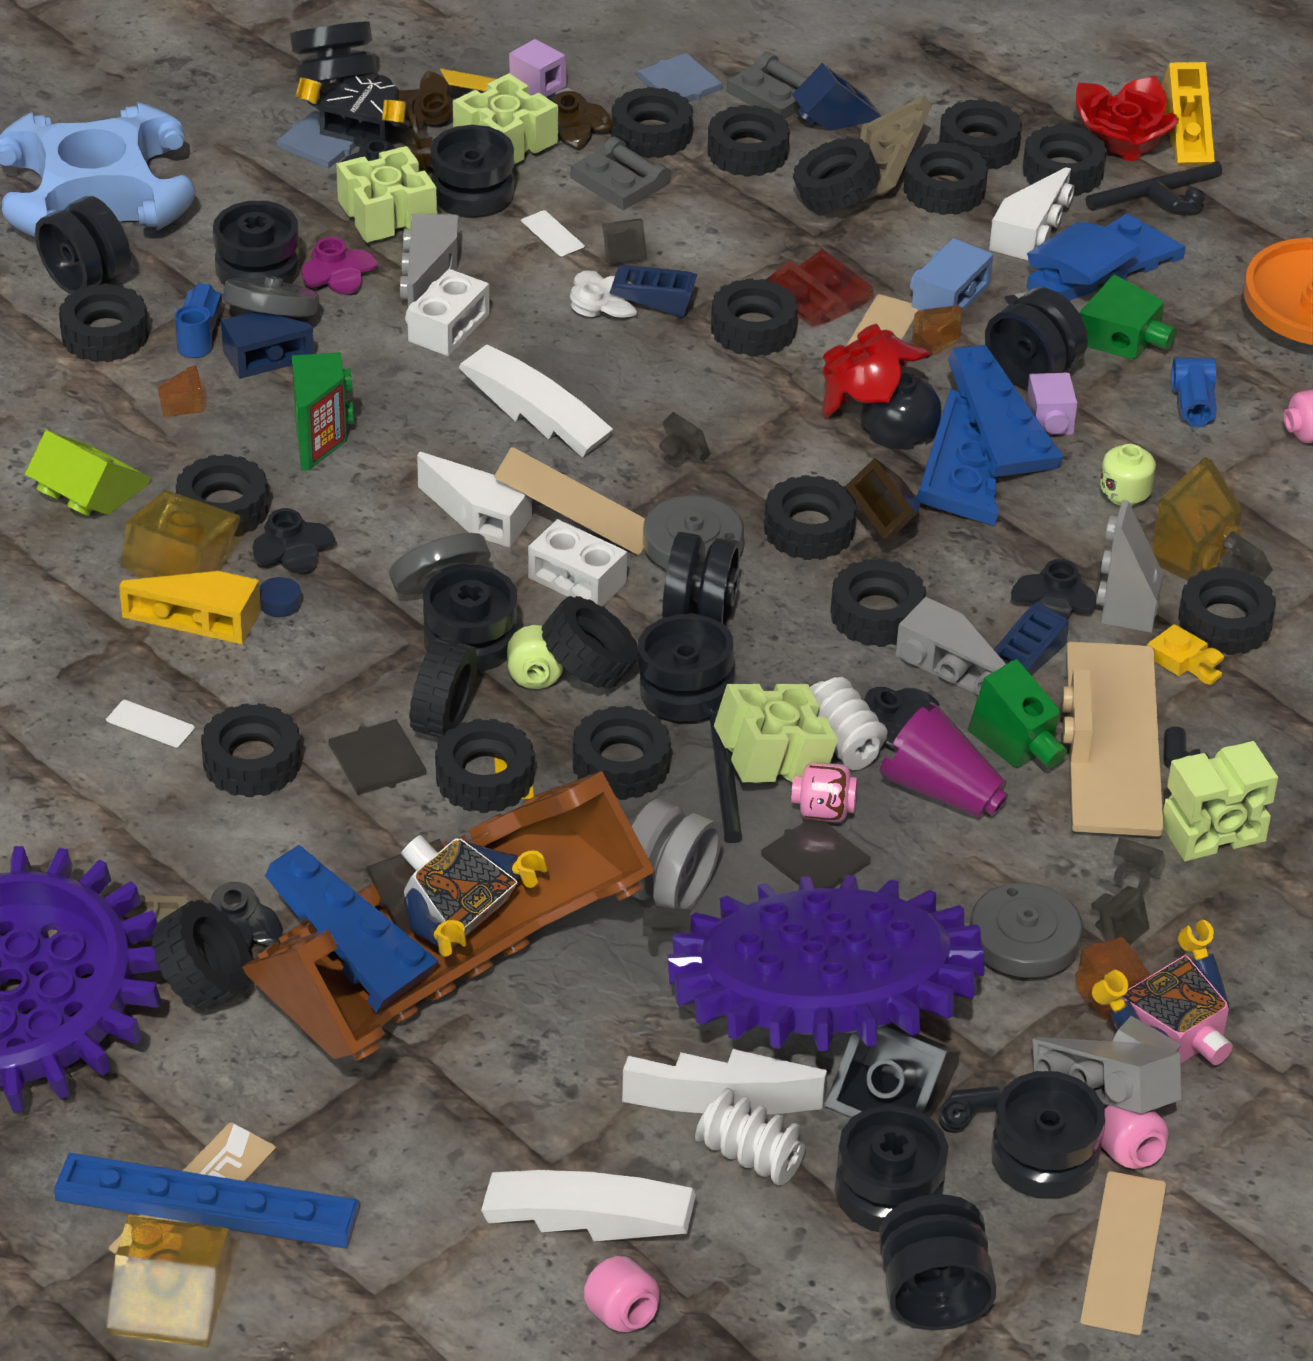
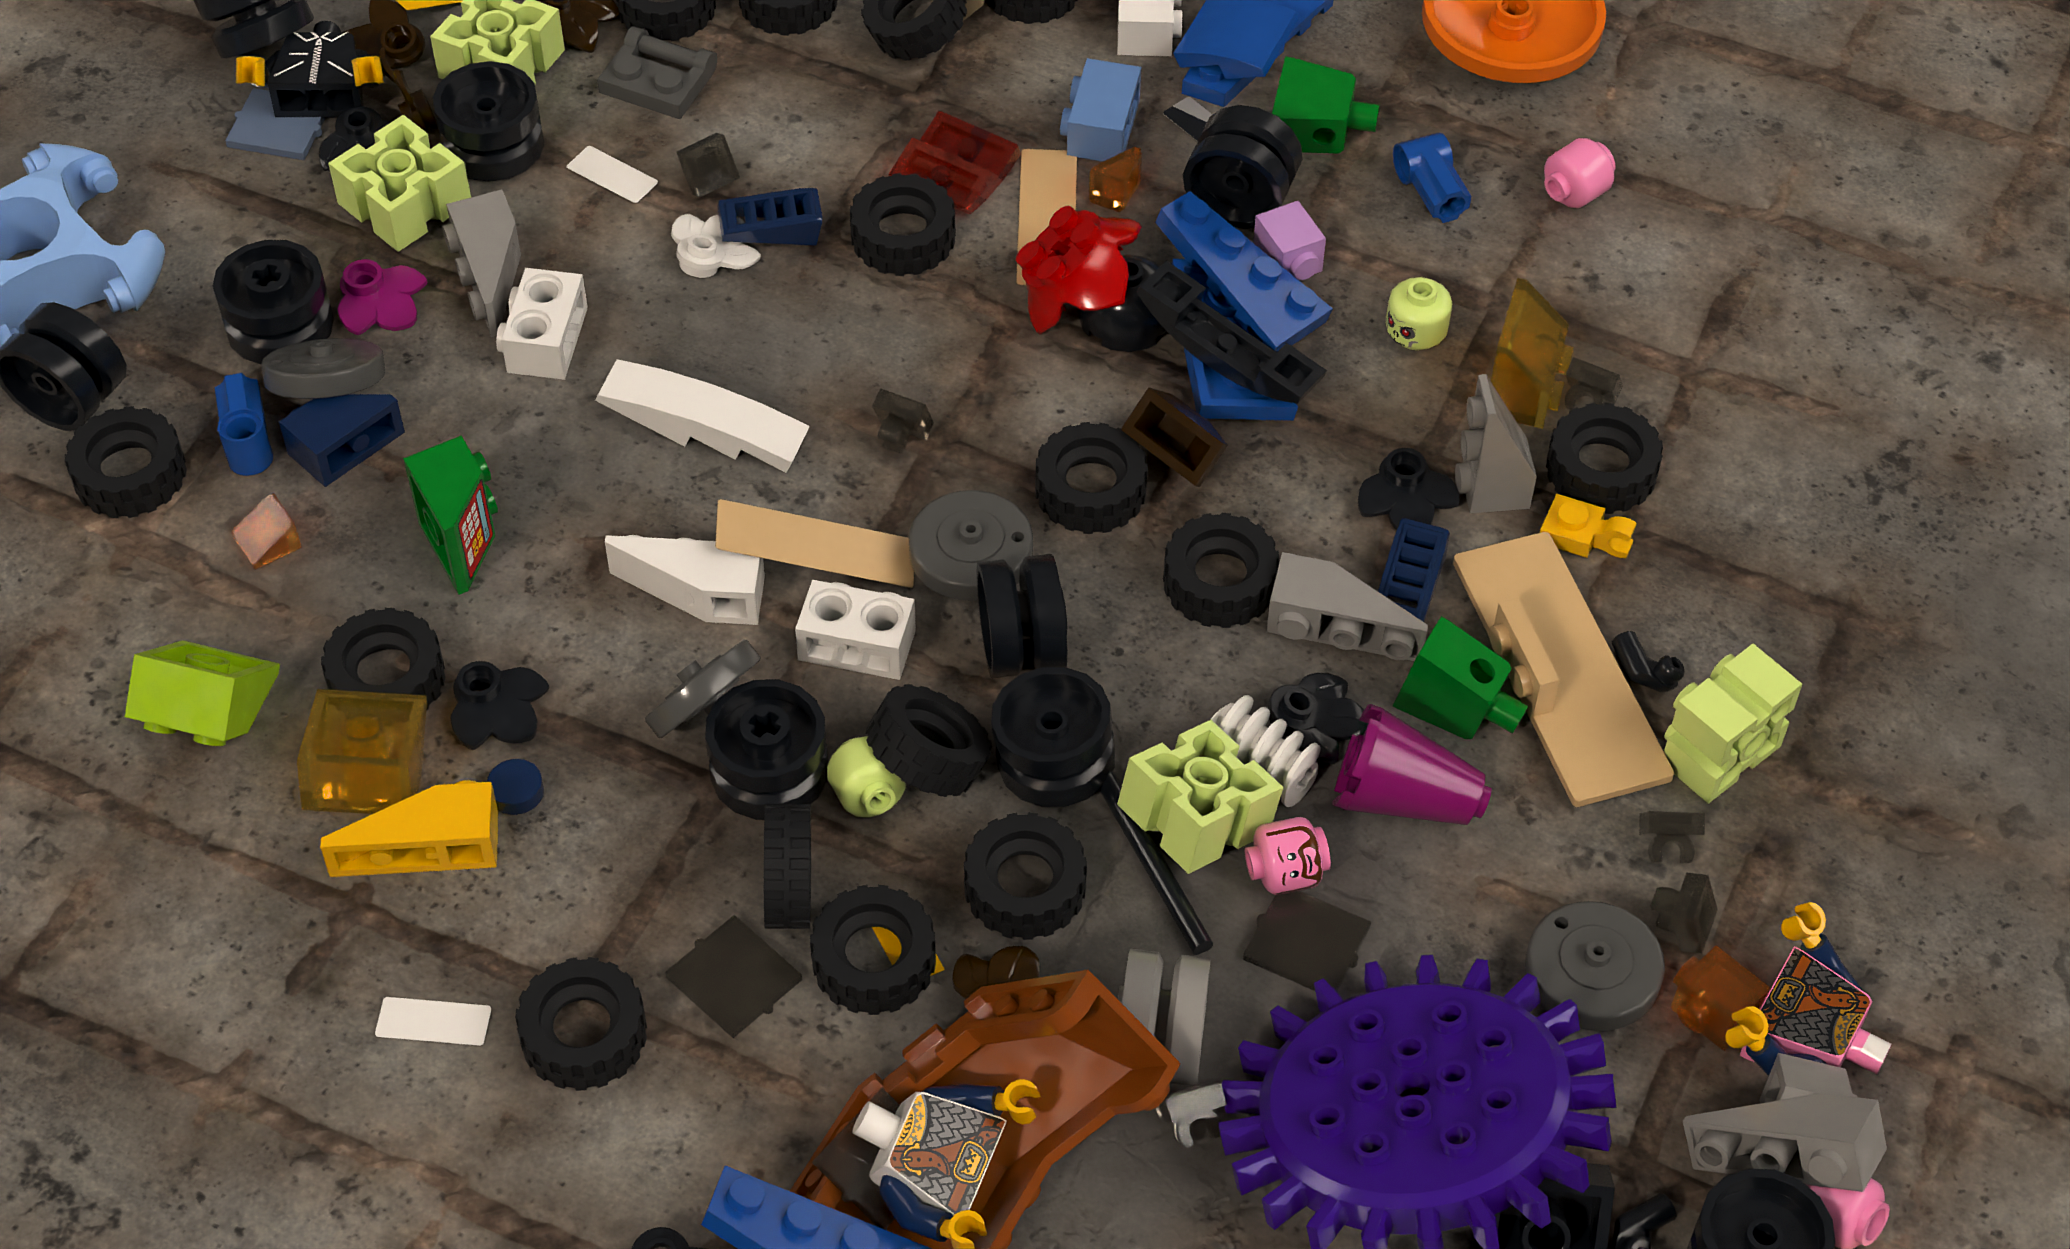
camera: 20 degrees left, 10 degrees up
(953, 450) = (1222, 344): none -> black slope

